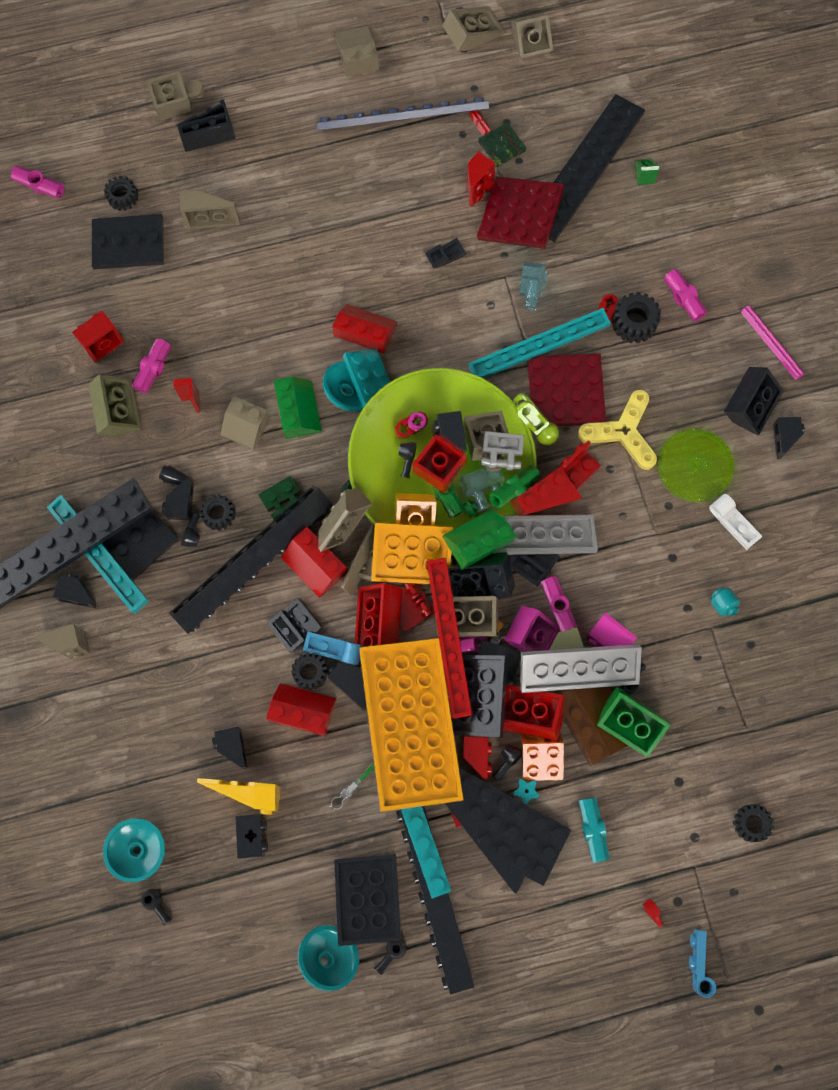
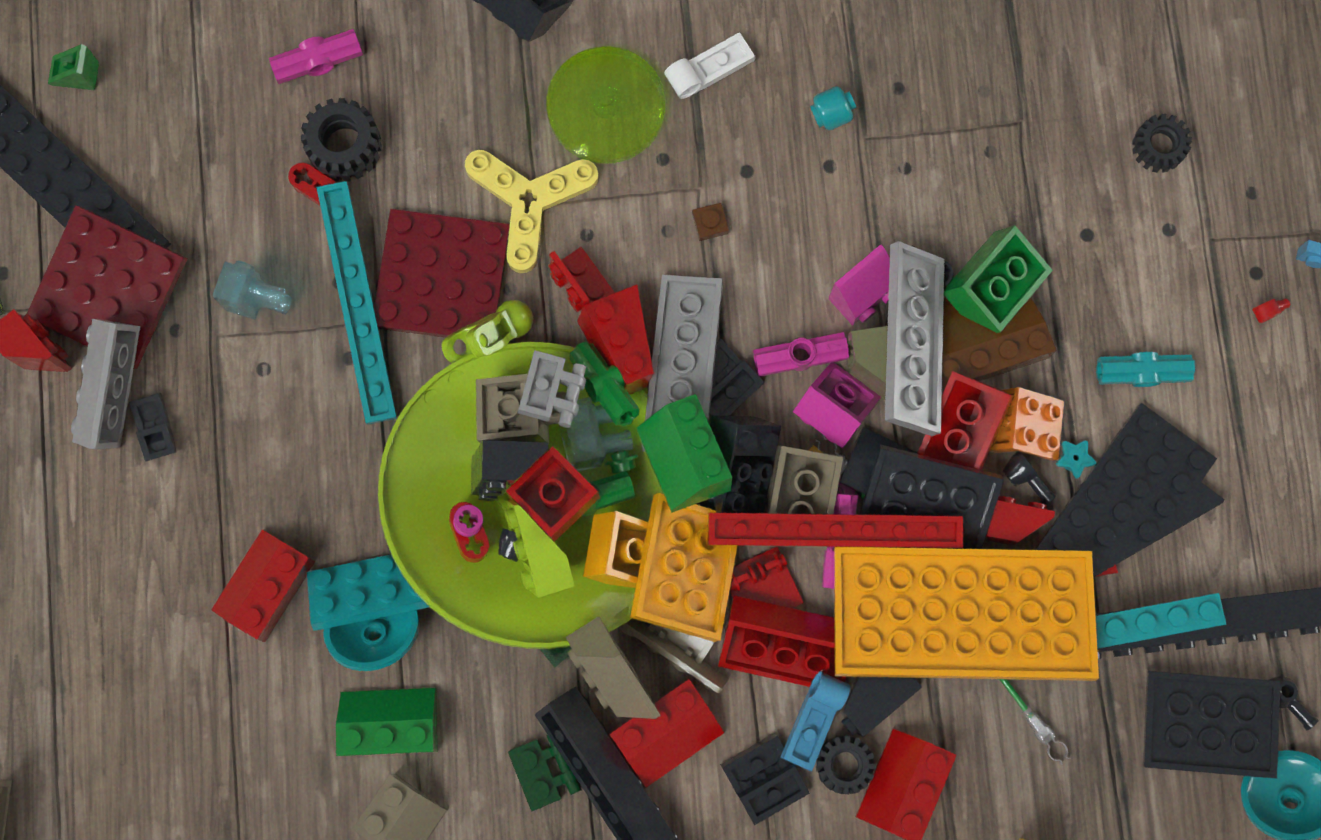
camera: 85 degrees left, 5 degrees up
(399, 468) = (544, 562): none -> lime slope
(463, 222) = (105, 384): none -> light grey slope
(634, 539) = (710, 221): none -> reddish brown plate

